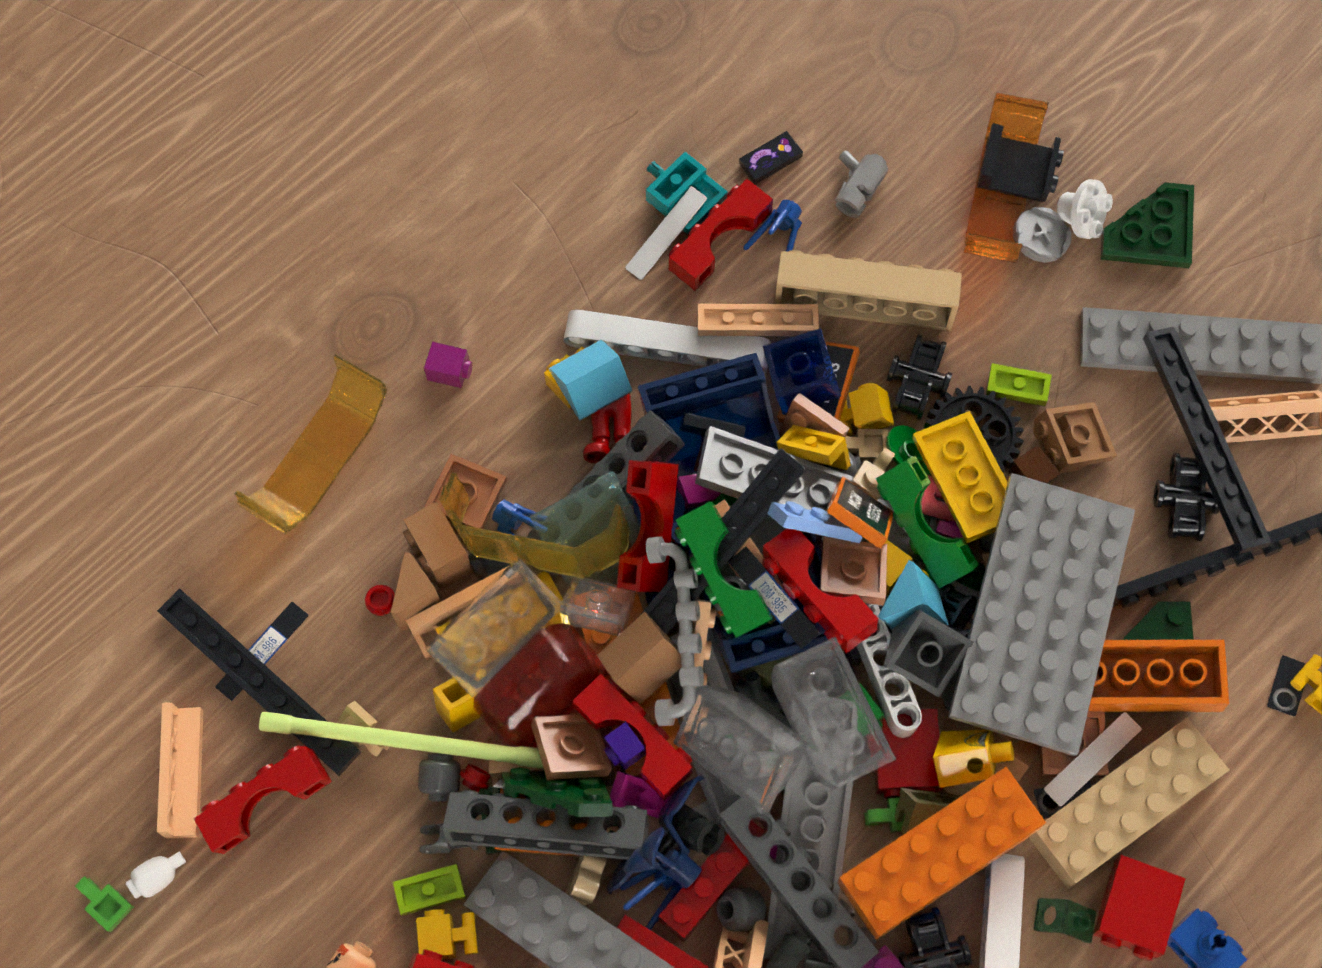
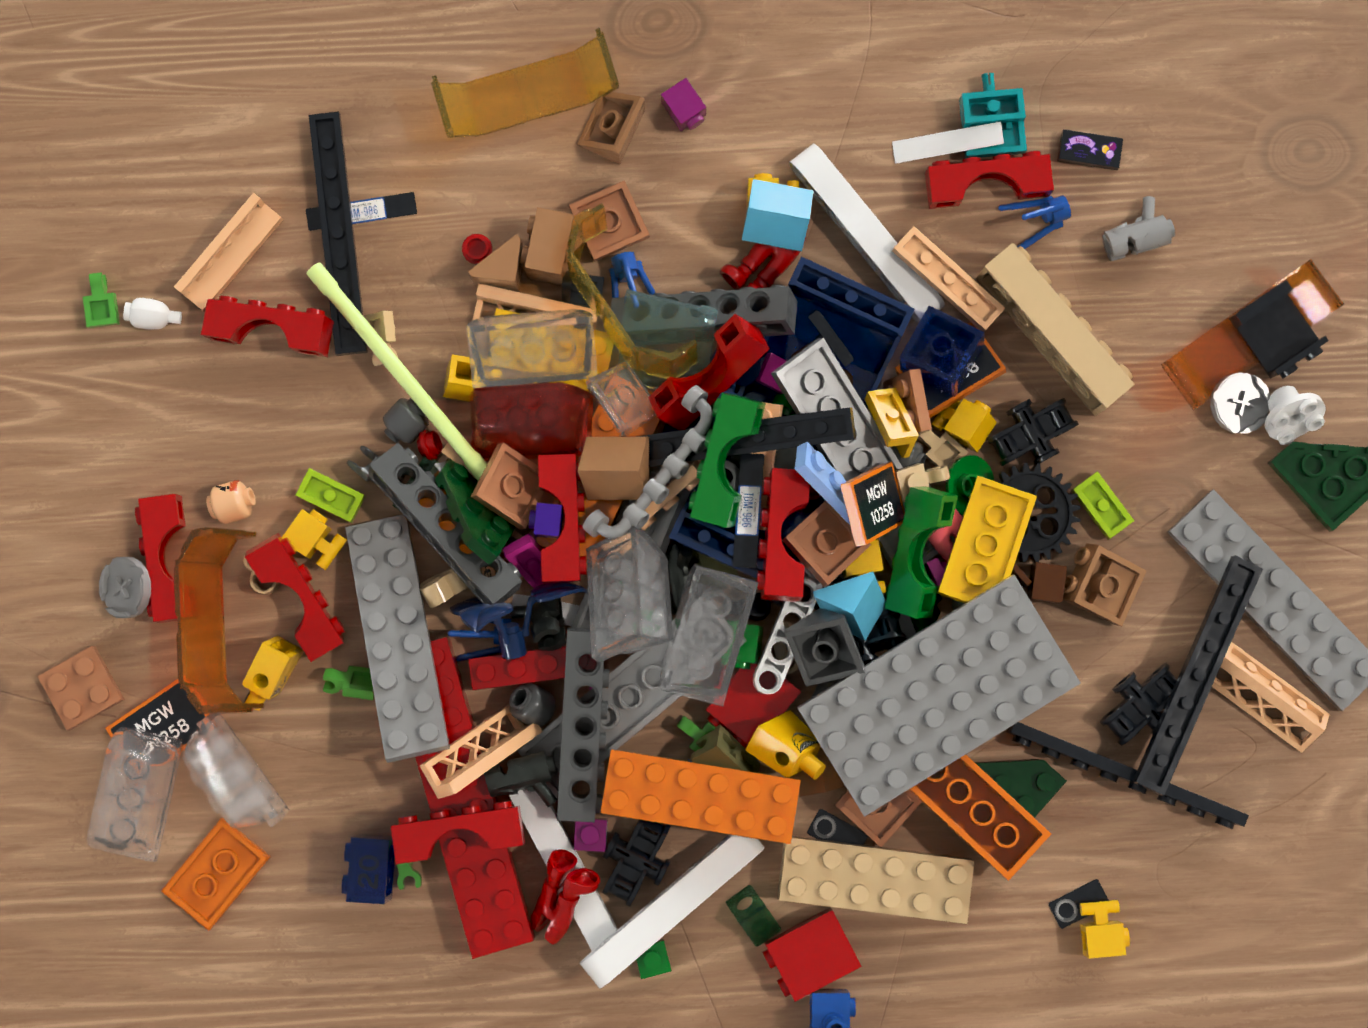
camera: 35 degrees right, 15 degrees up
(405, 423) = (612, 125): none -> medium nougat slope
(1092, 759) = (880, 827): white sticker -> none

